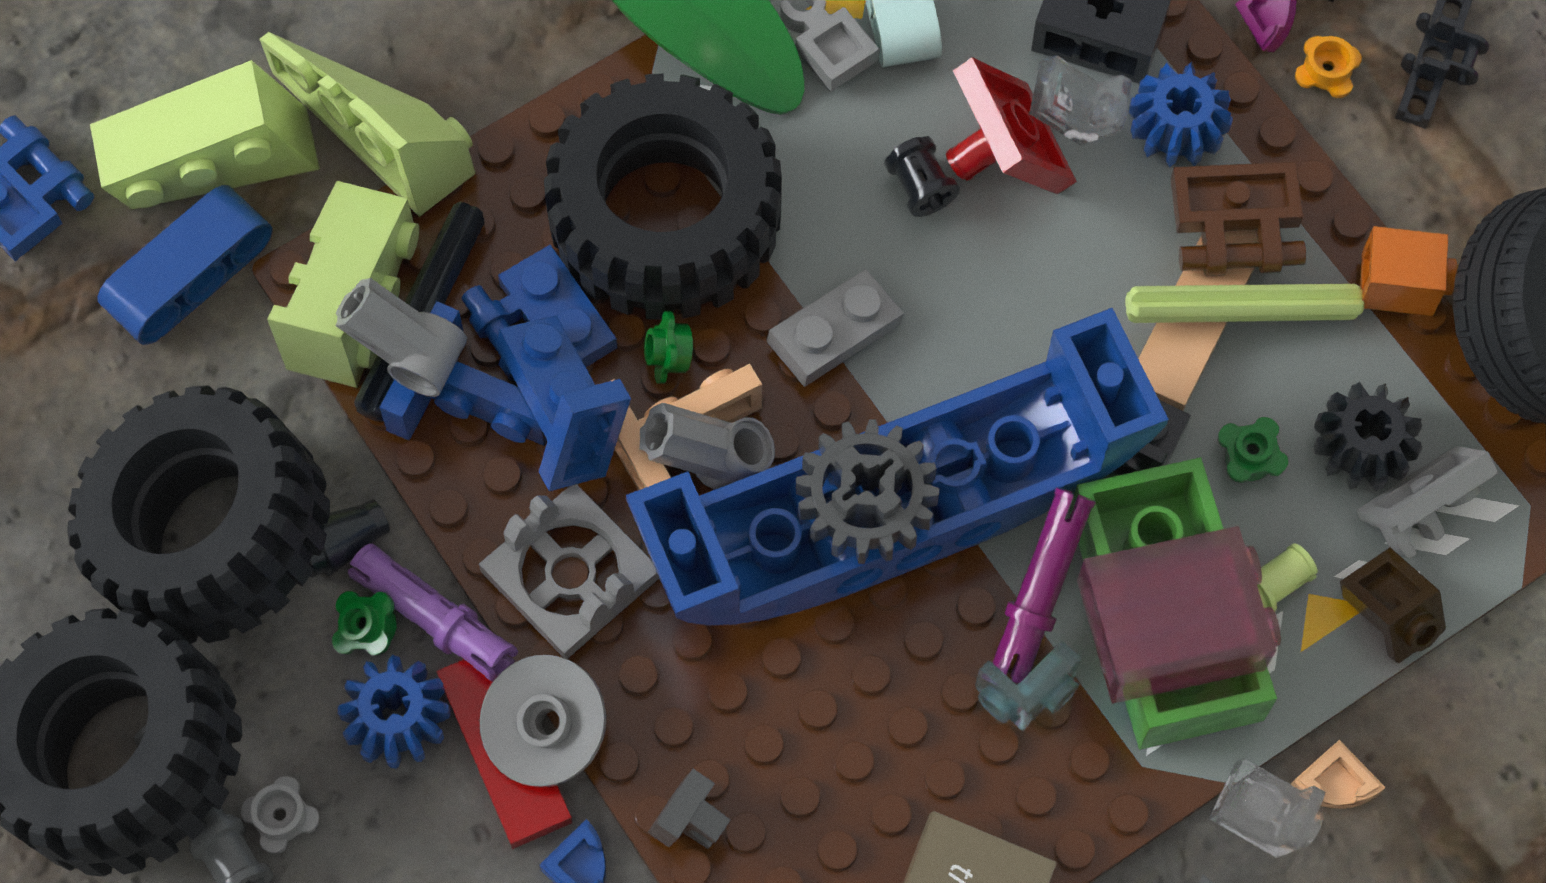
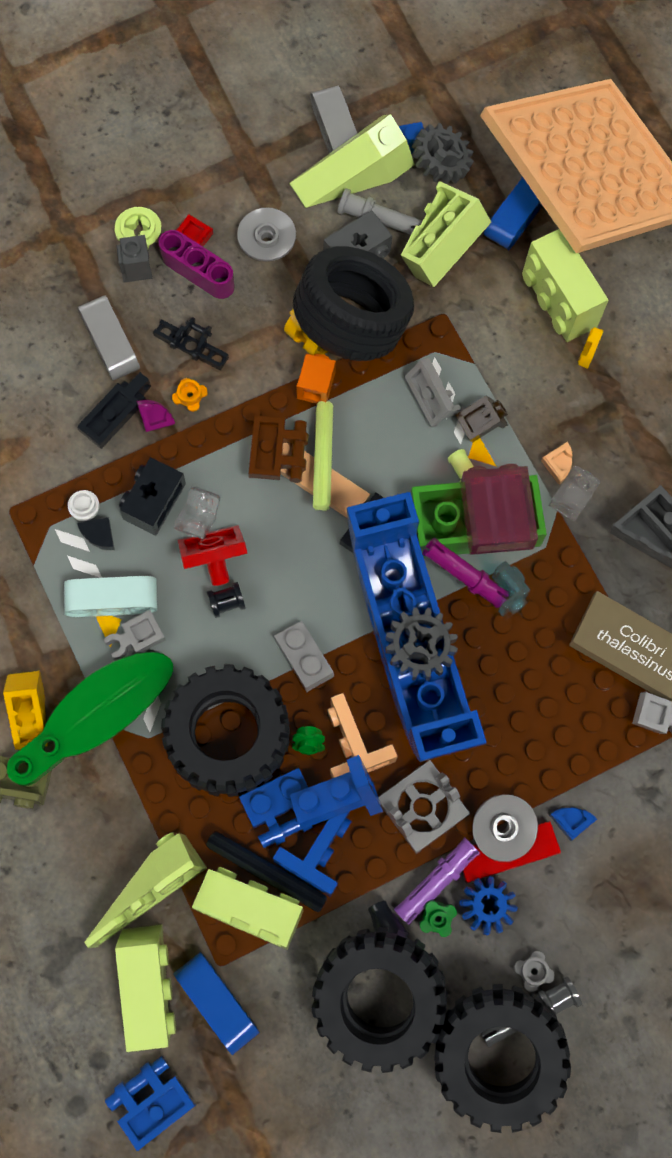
camera: 85 degrees left, 5 degrees up
(414, 343) = (303, 873): light grey piece -> none
(690, 814) = (559, 761): dark grey tile -> none
(706, 445) = (374, 724): light grey piece -> none
(1180, 114) = (210, 477): blue gear -> none
(1252, 467) = (390, 473): green plate -> none
(1377, 456) = (400, 403): black gear -> none

